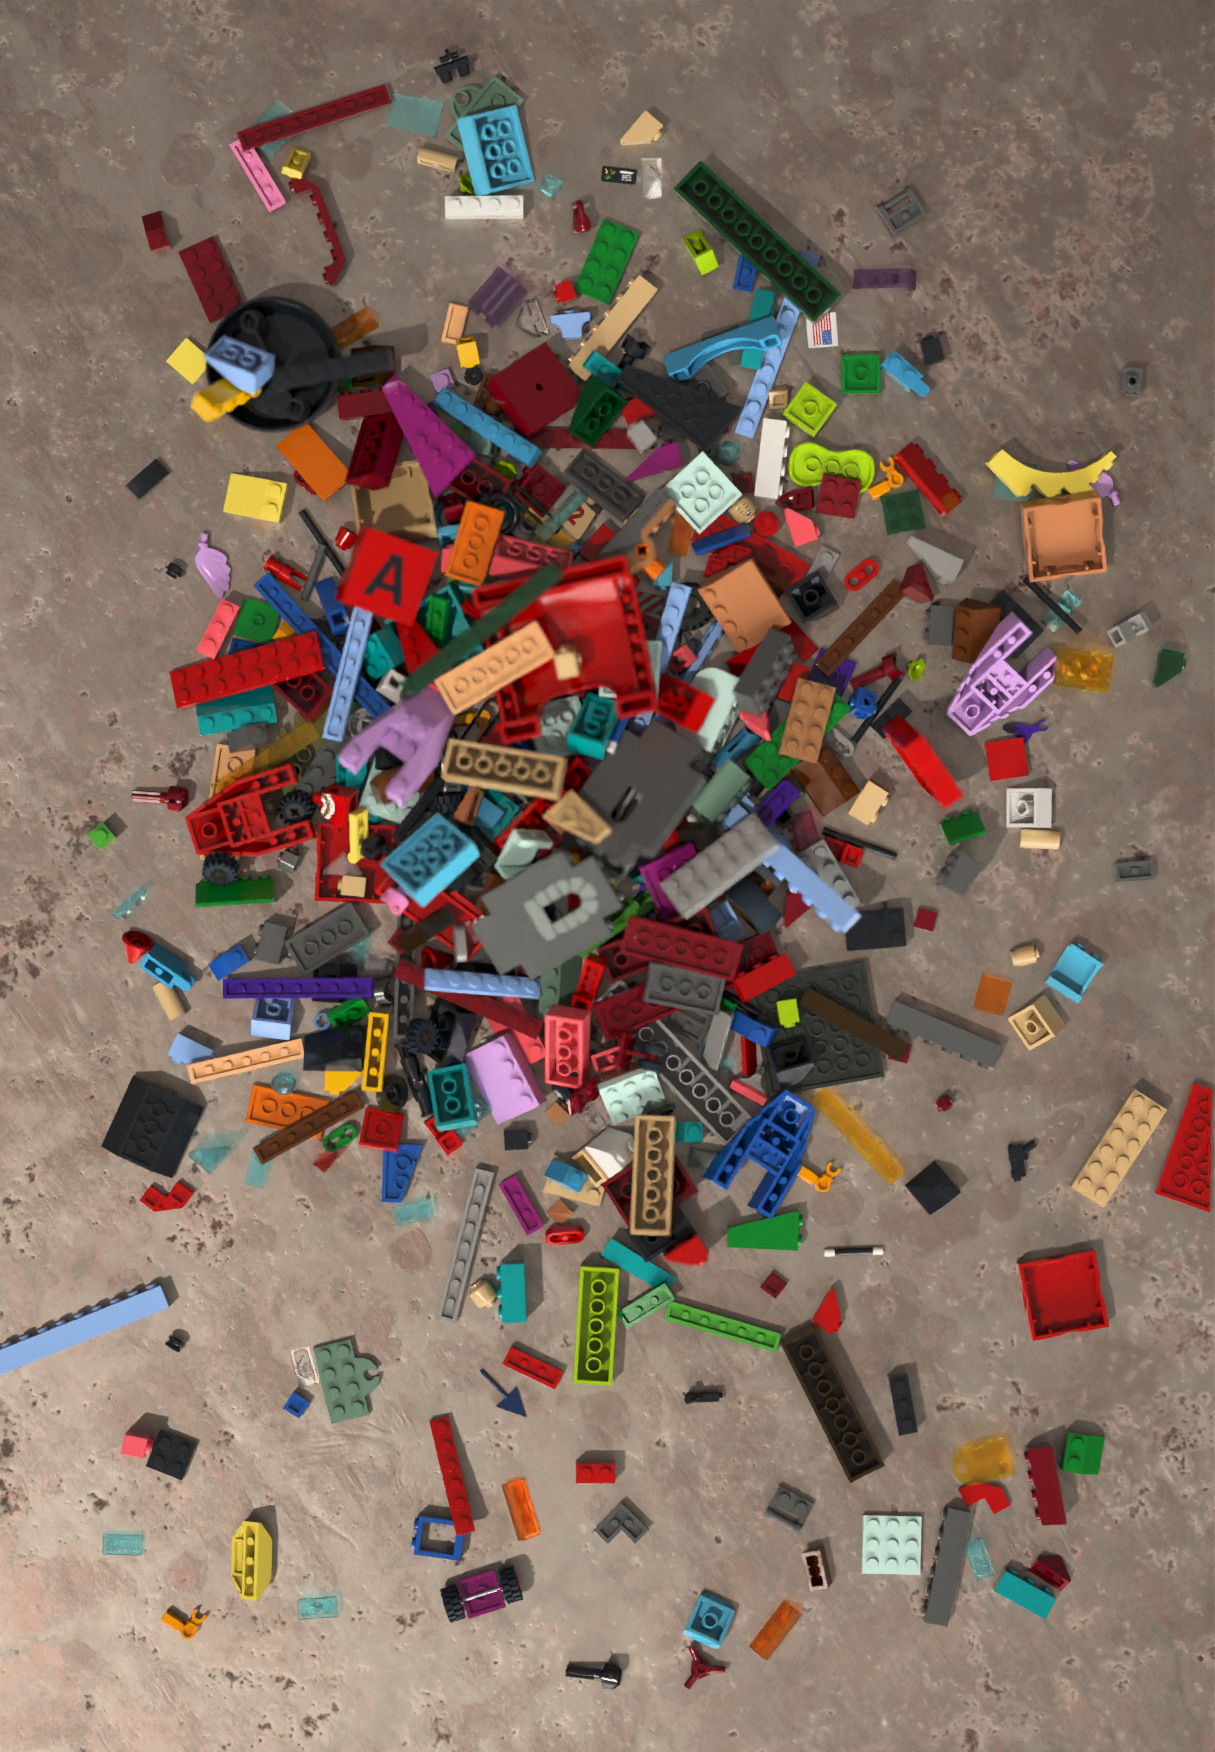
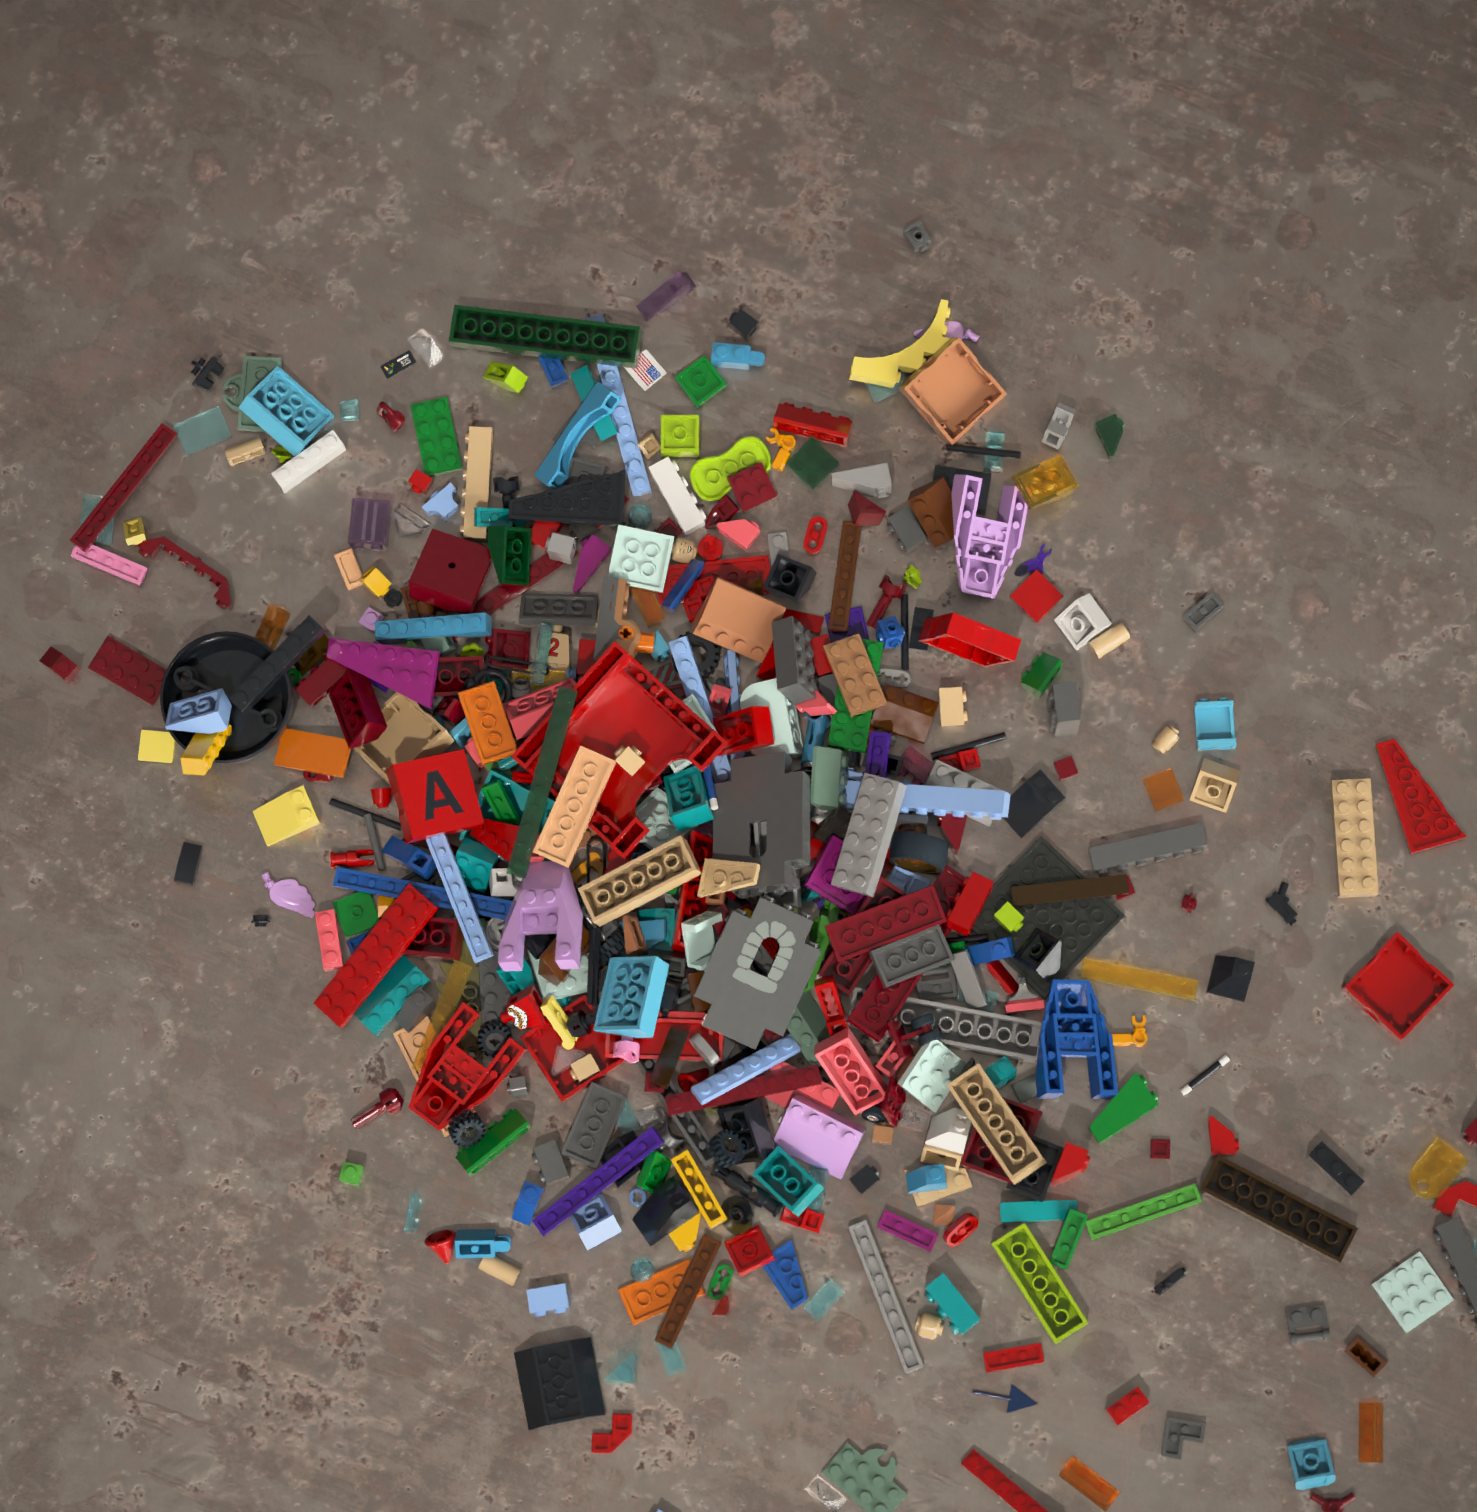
camera: 30 degrees left, 10 degrees down
(245, 1060) = (597, 1272): light nougat plate -> none
(643, 131) = (393, 316): tan slope -> none
(905, 215) = (646, 238): dark grey plate -> none

